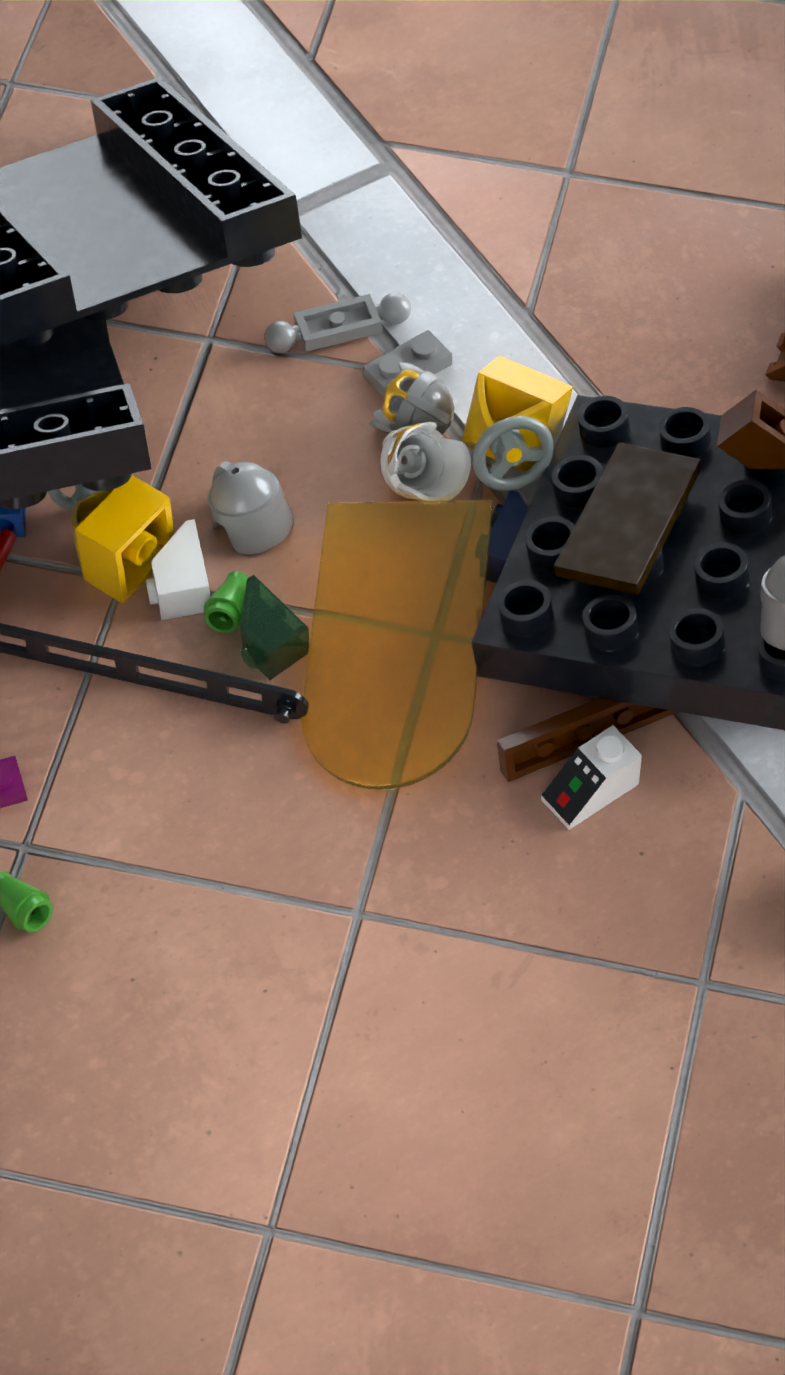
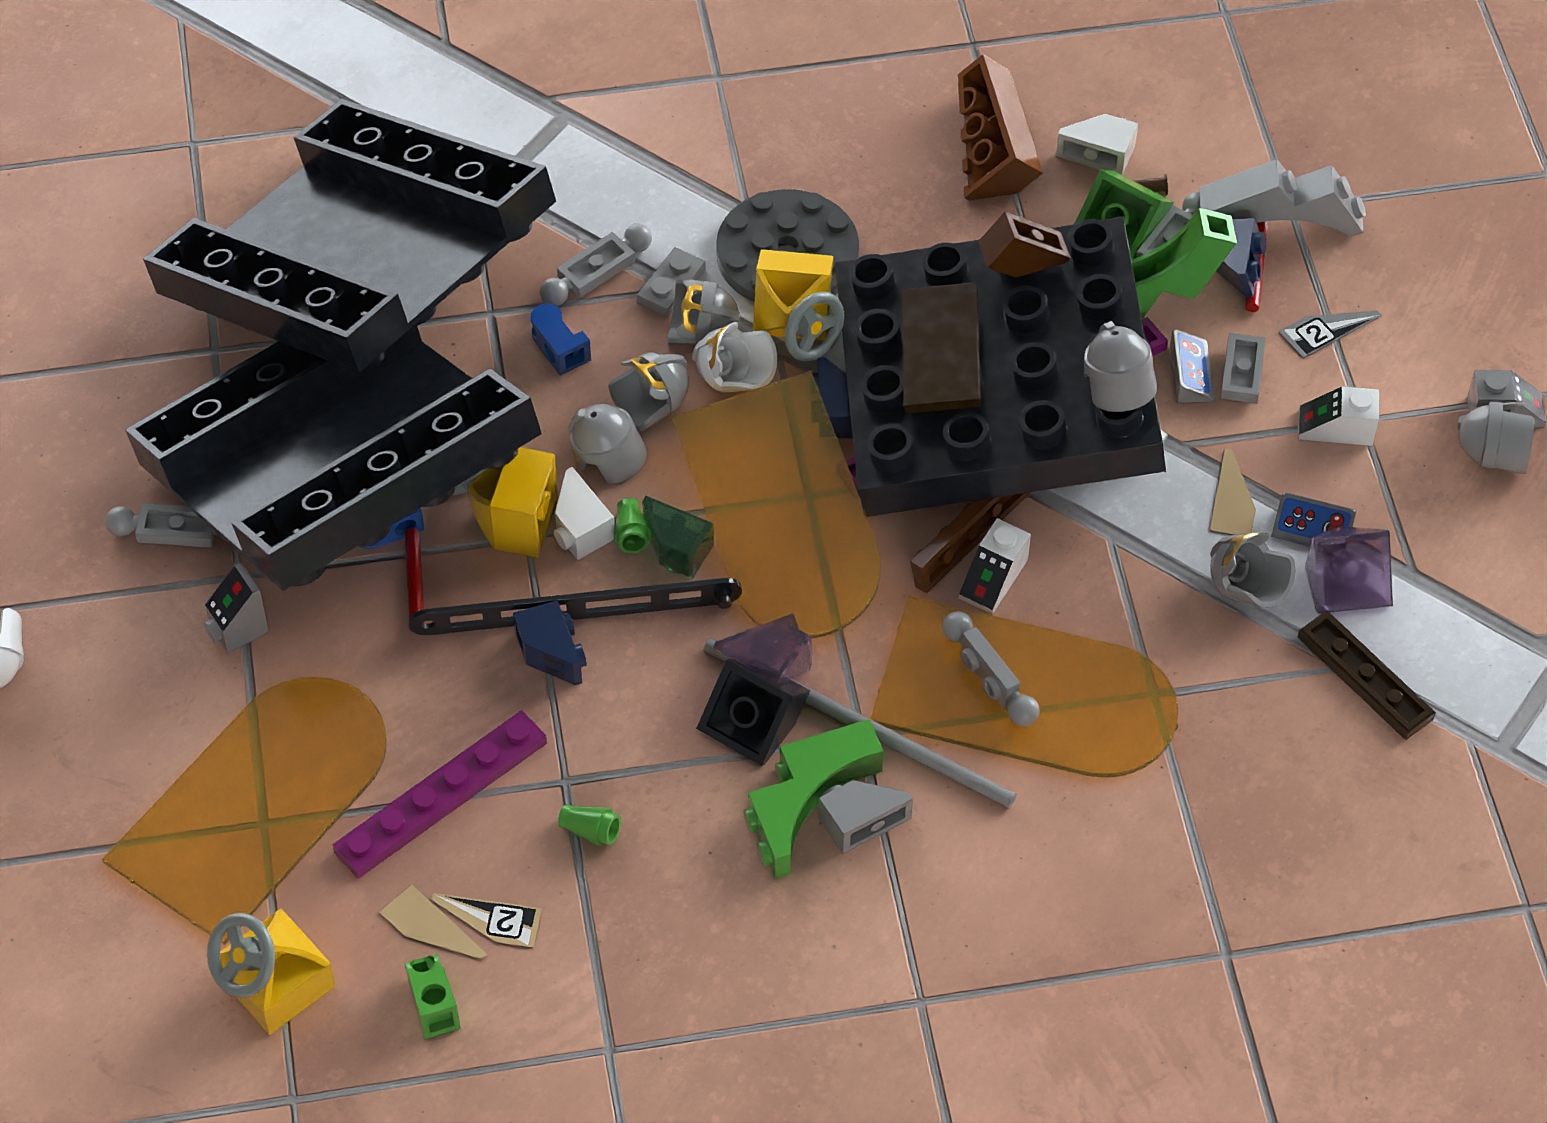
camera: 25 degrees left, 0 degrees up
(78, 693) = (547, 641): none -> dark blue slope
(251, 841) = (751, 711): none -> black slope
(259, 399) = (556, 340): none -> blue leg
(272, 934) = (804, 774): none -> bright green arch
(297, 784) = (771, 649): none -> clear purple slope
(309, 996) = (862, 812): none -> light grey slope
(322, 464) = (651, 387): none -> light grey helmet
(365, 901) = (901, 743): none -> light grey piece
(539, 945) = (990, 668): none -> light grey plate
(561, 335) = (782, 219): none -> dark grey plate
(562, 930) = (1097, 701): none -> clear yellow piece

